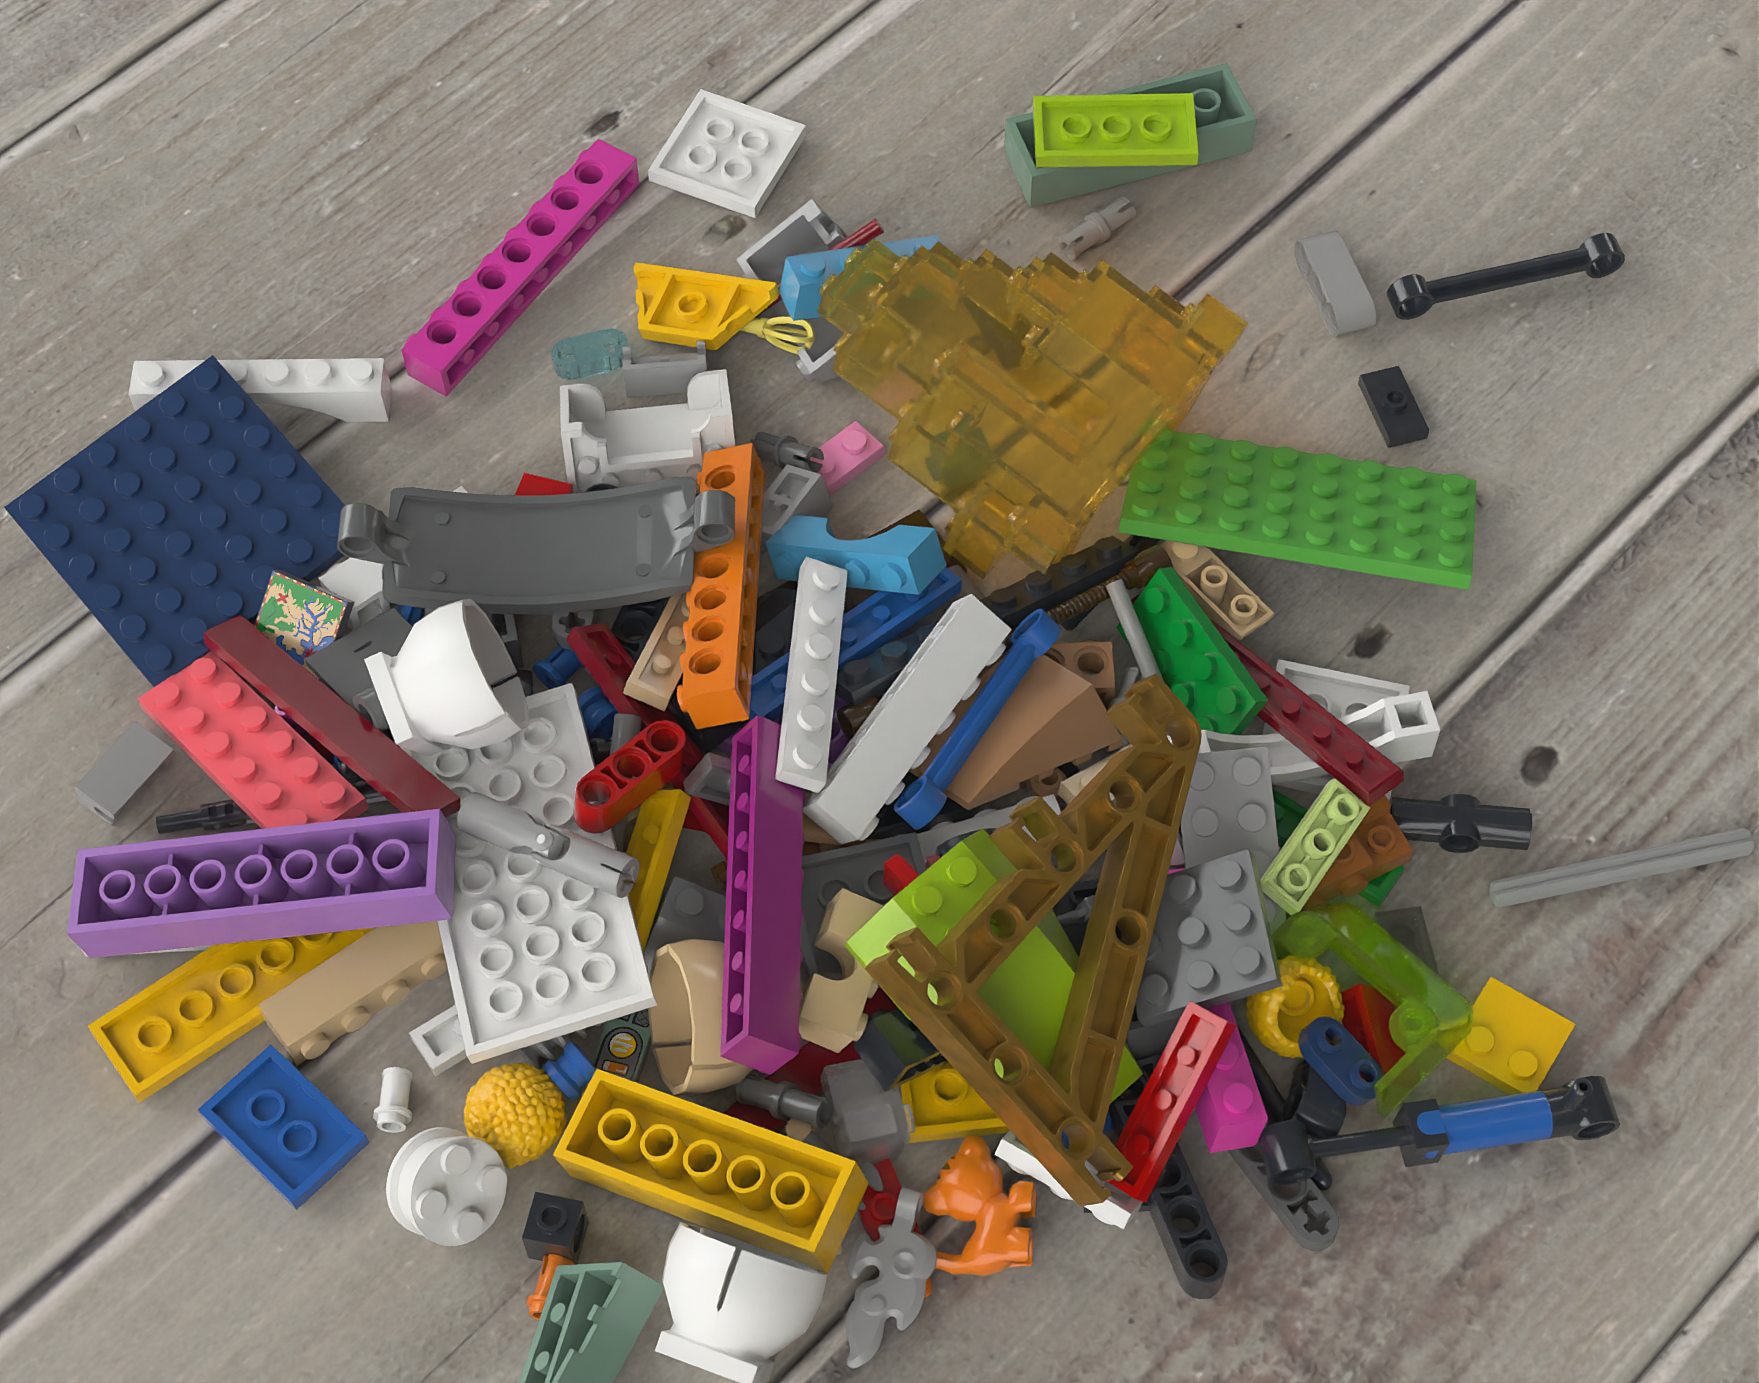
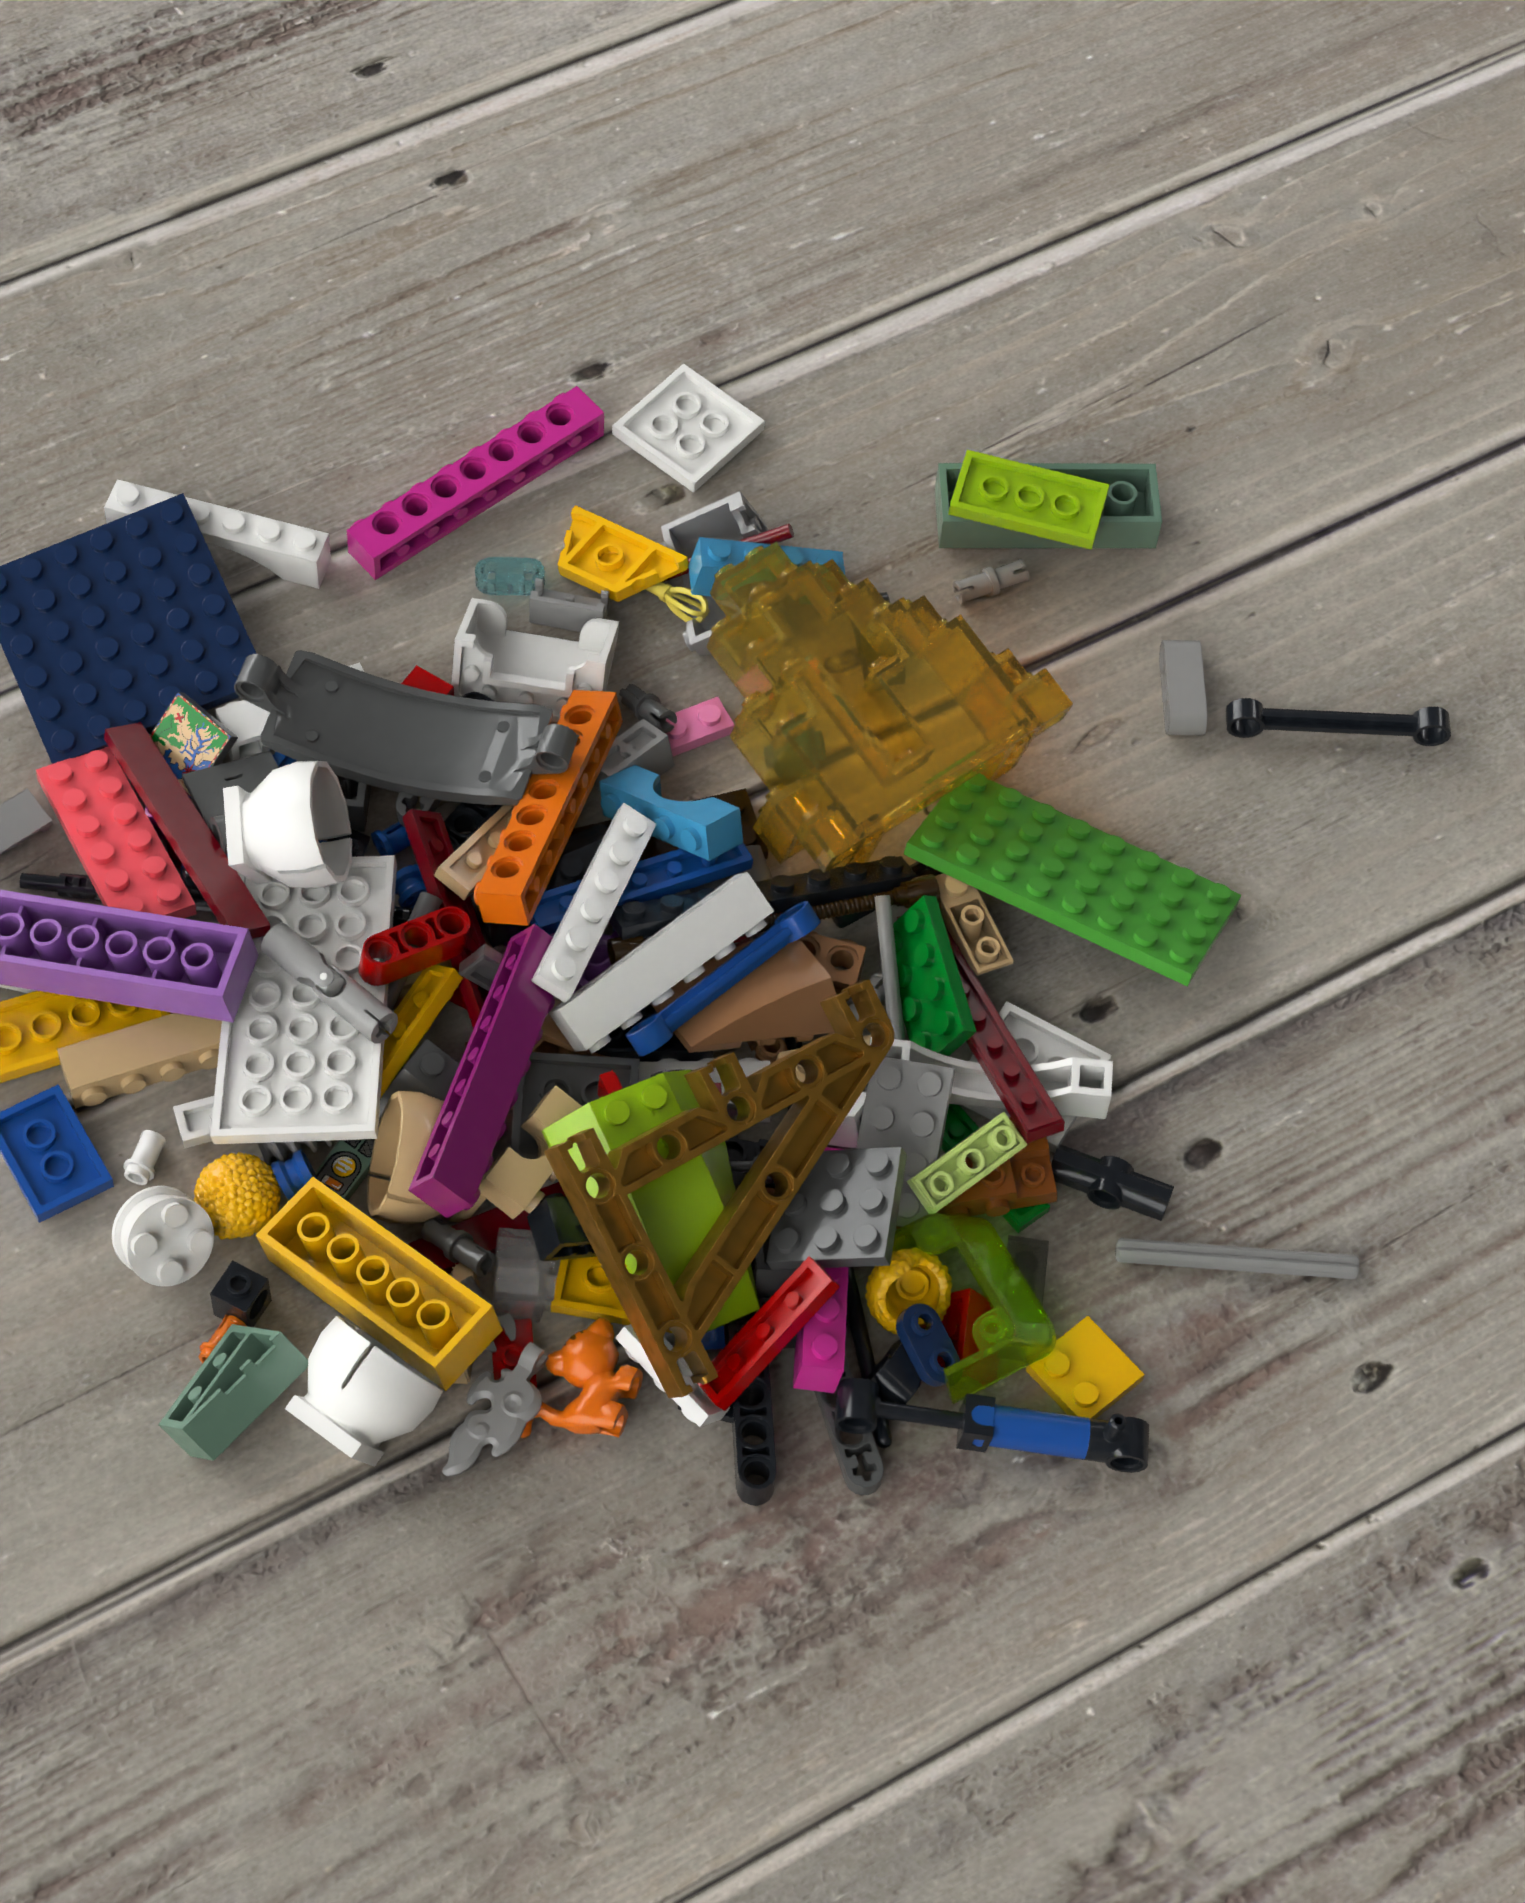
camera: 10 degrees right, 0 degrees up
(1393, 406) = (1194, 811): black plate -> none

